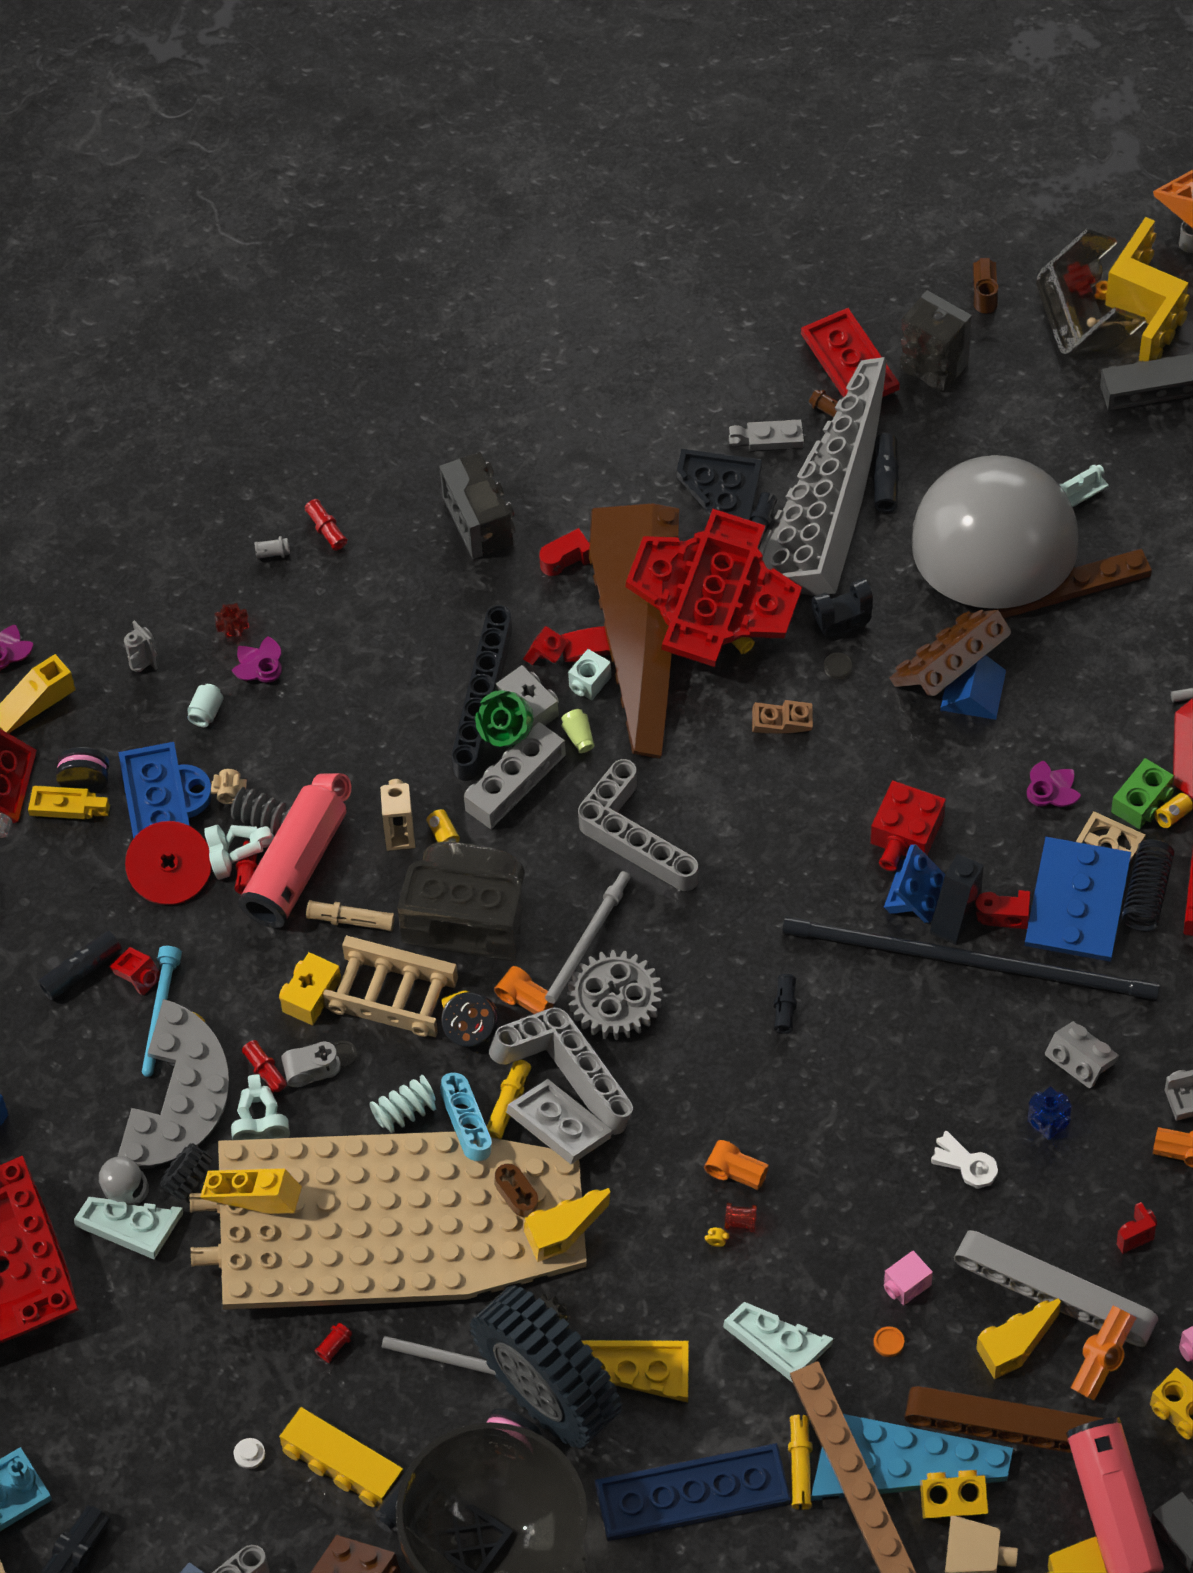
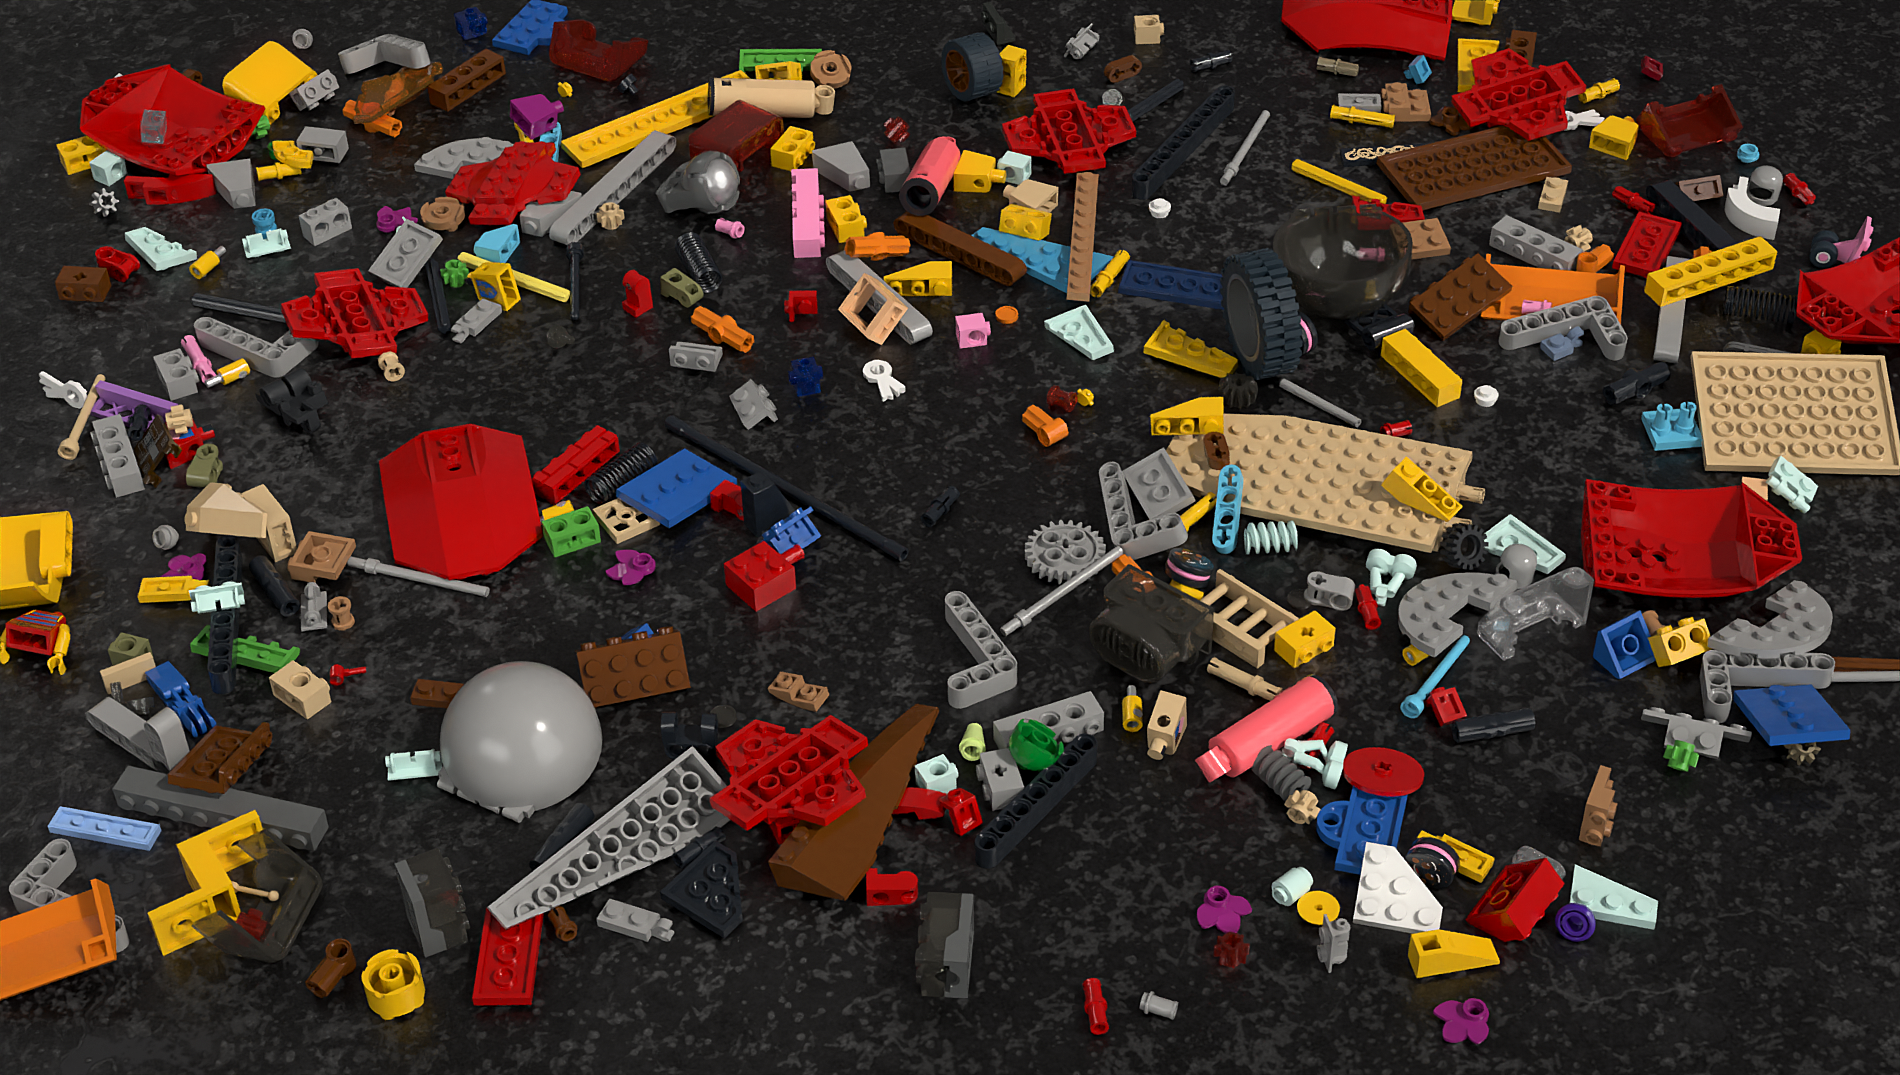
camera: 155 degrees left, 15 degrees down
(87, 1121) = (1558, 597): none -> clear windscreen
(109, 729) = (1393, 894): none -> white plate
(172, 698) = (1315, 904): none -> yellow piece
(914, 278) = (393, 984): none -> yellow brick
(1037, 1237) = (885, 319): none -> light nougat window

